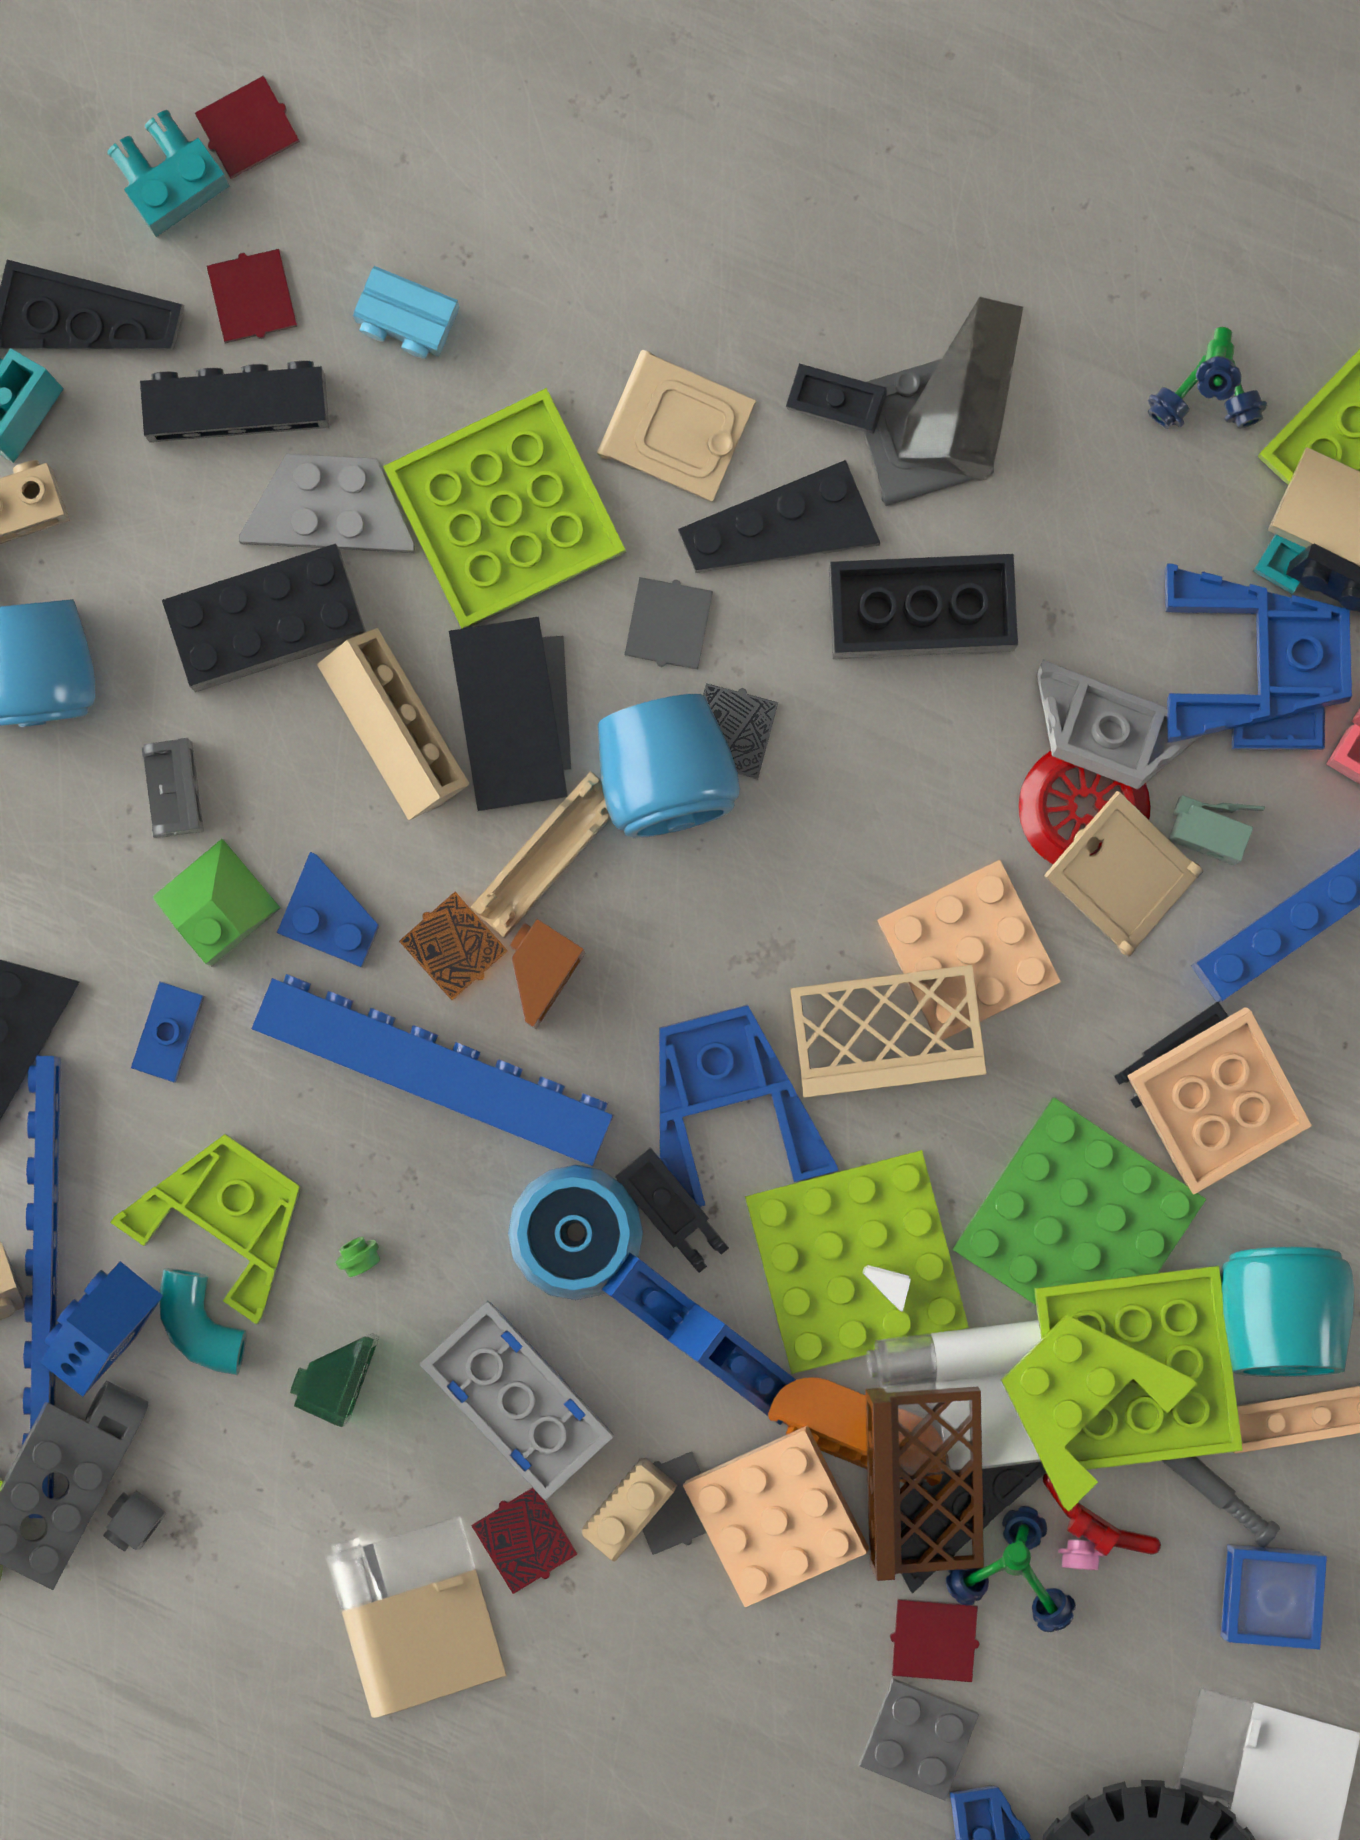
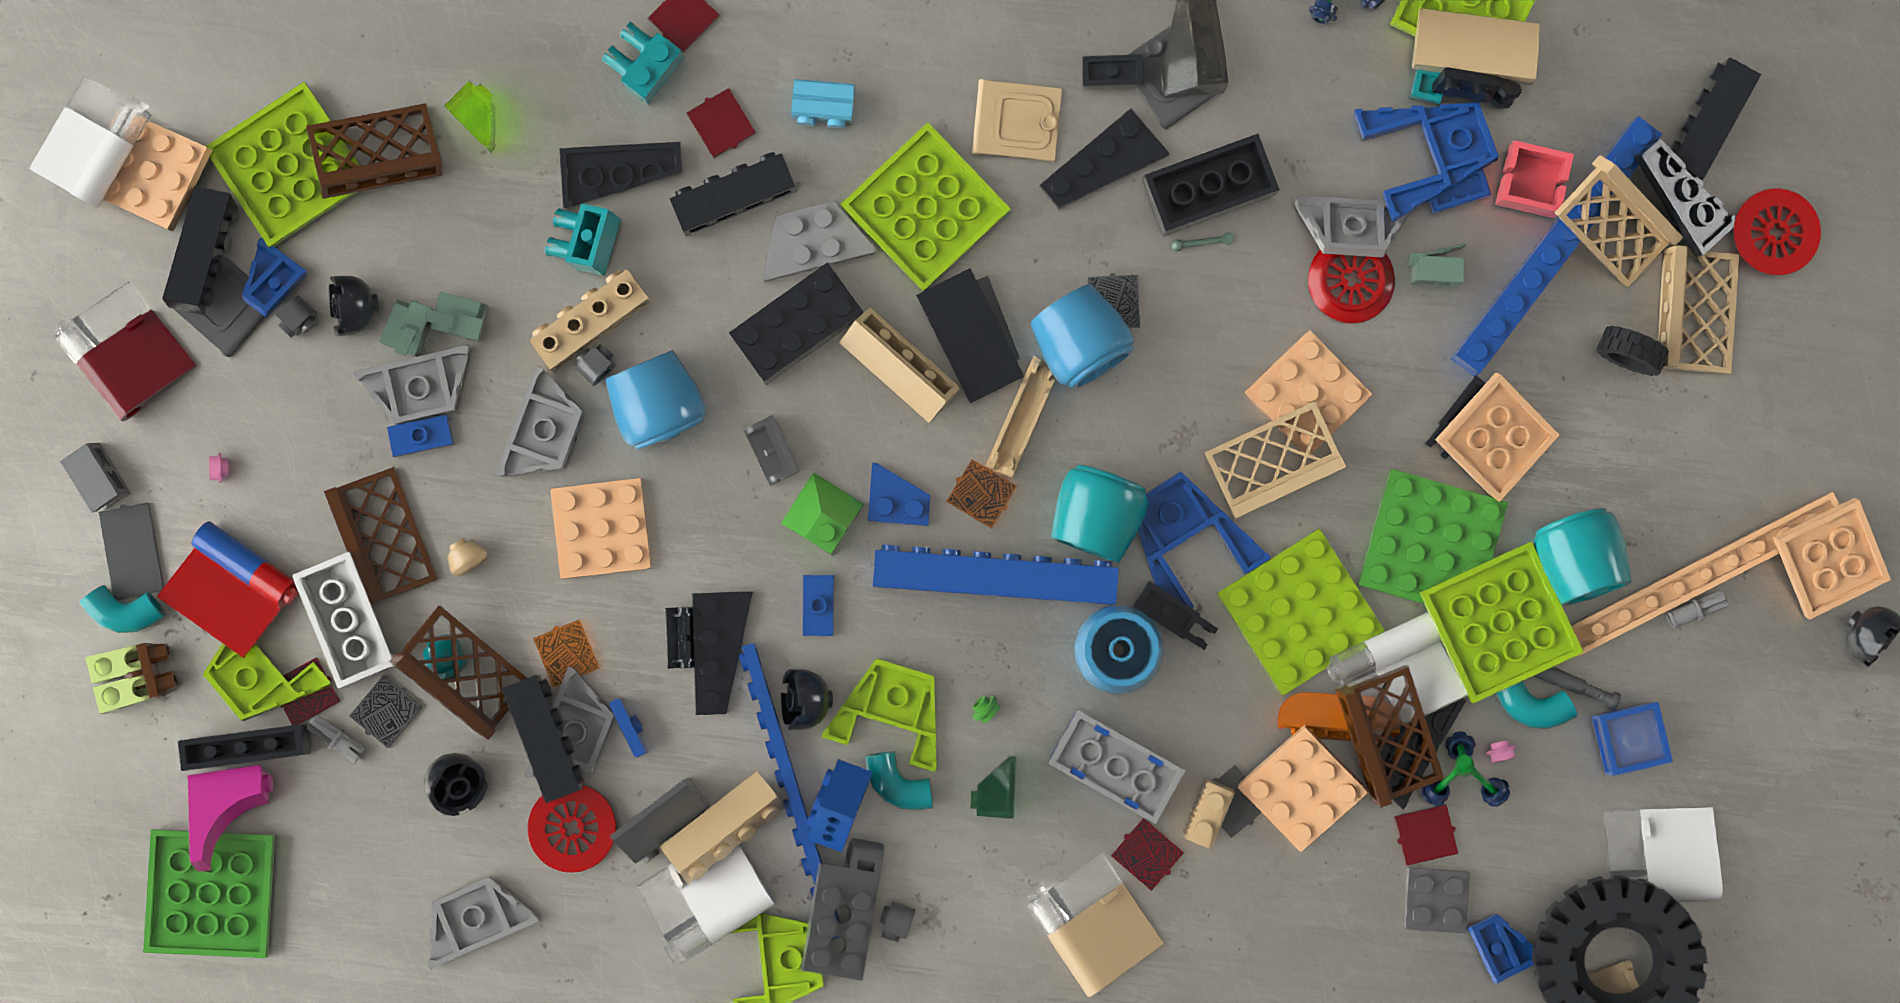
camera: 20 degrees left, 0 degrees up
(103, 1161) = (805, 699): none -> black cylinder
(542, 968) = (1044, 488): dark orange slope -> none
(609, 1026) = (1098, 512): none -> teal piece
(668, 623) = (1051, 246): dark grey piece -> none
(697, 1333) = (1218, 688): blue bracket -> none
(891, 1284) = (1328, 618): white slope -> none
(924, 691) = (1227, 239): none -> sand green hinge
(1068, 1383) = (1462, 643): lime wing -> none
(1102, 1533) = (1498, 730): red piece -> none
(1129, 879) = (1395, 315): tan container -> none
(1148, 1514) = (1535, 711): none -> teal cylinder

